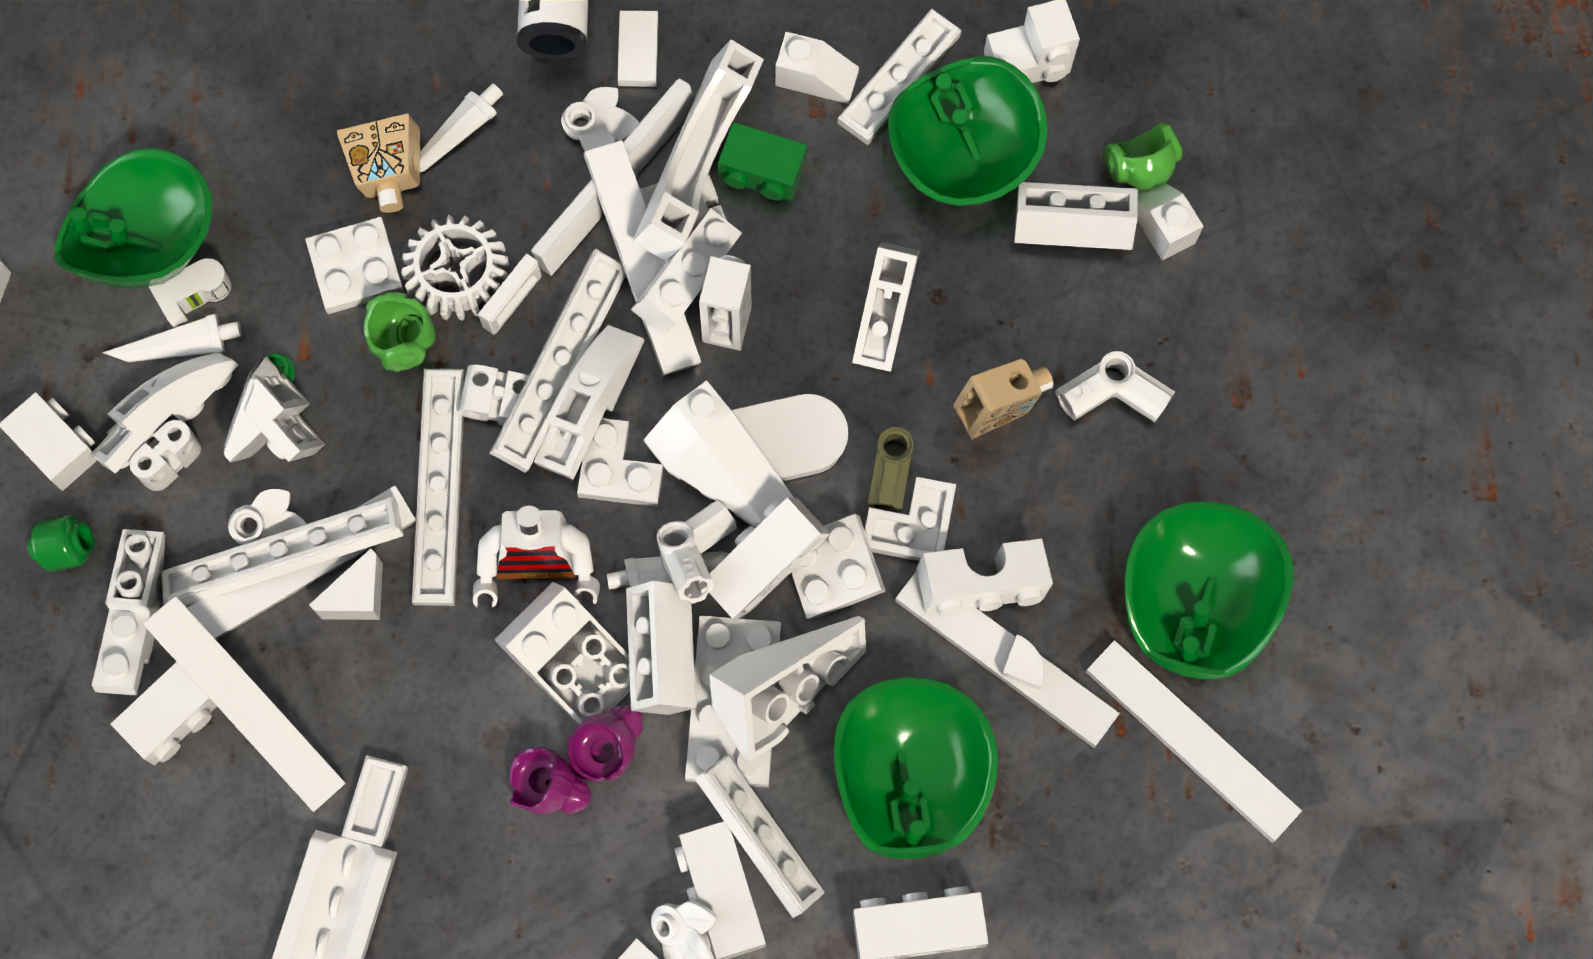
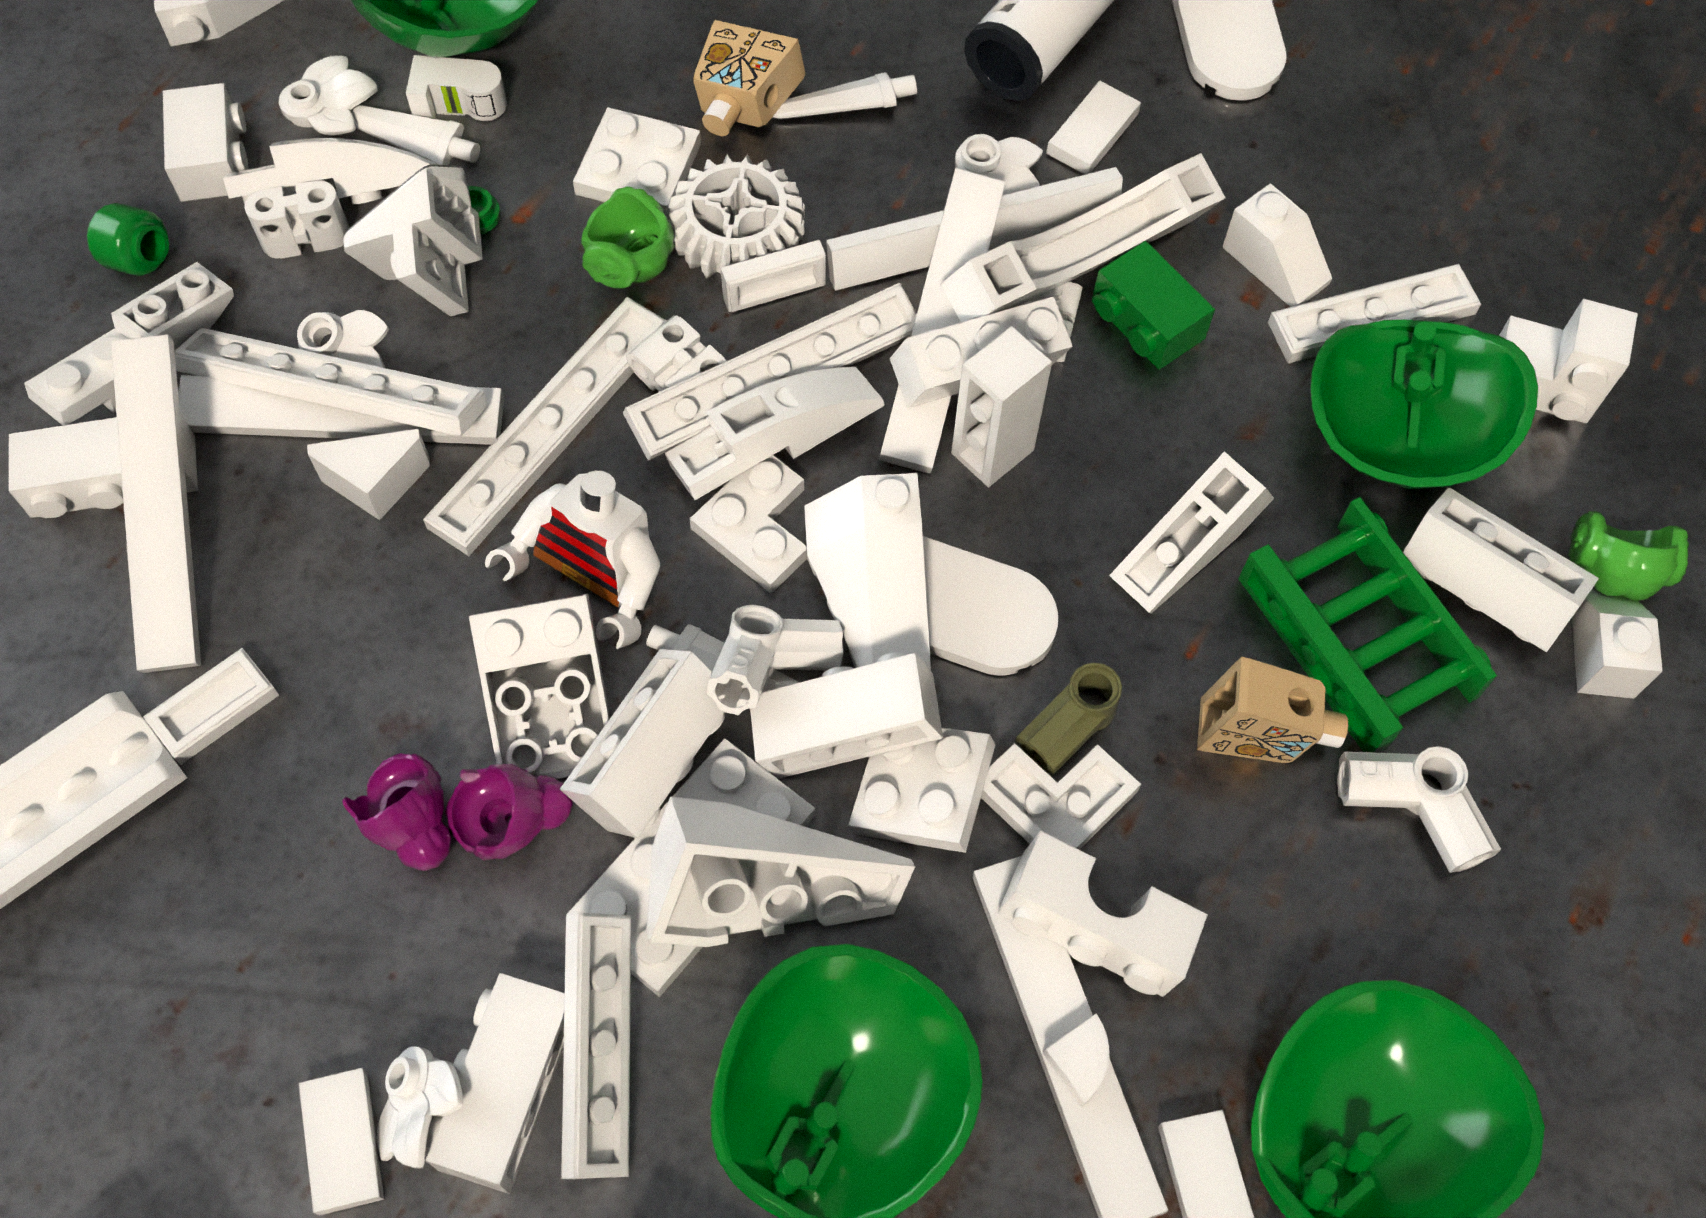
camera: 35 degrees right, 10 degrees down
(108, 346) = (327, 96): none -> white plate
(1024, 338) = (1309, 636): none -> green fence

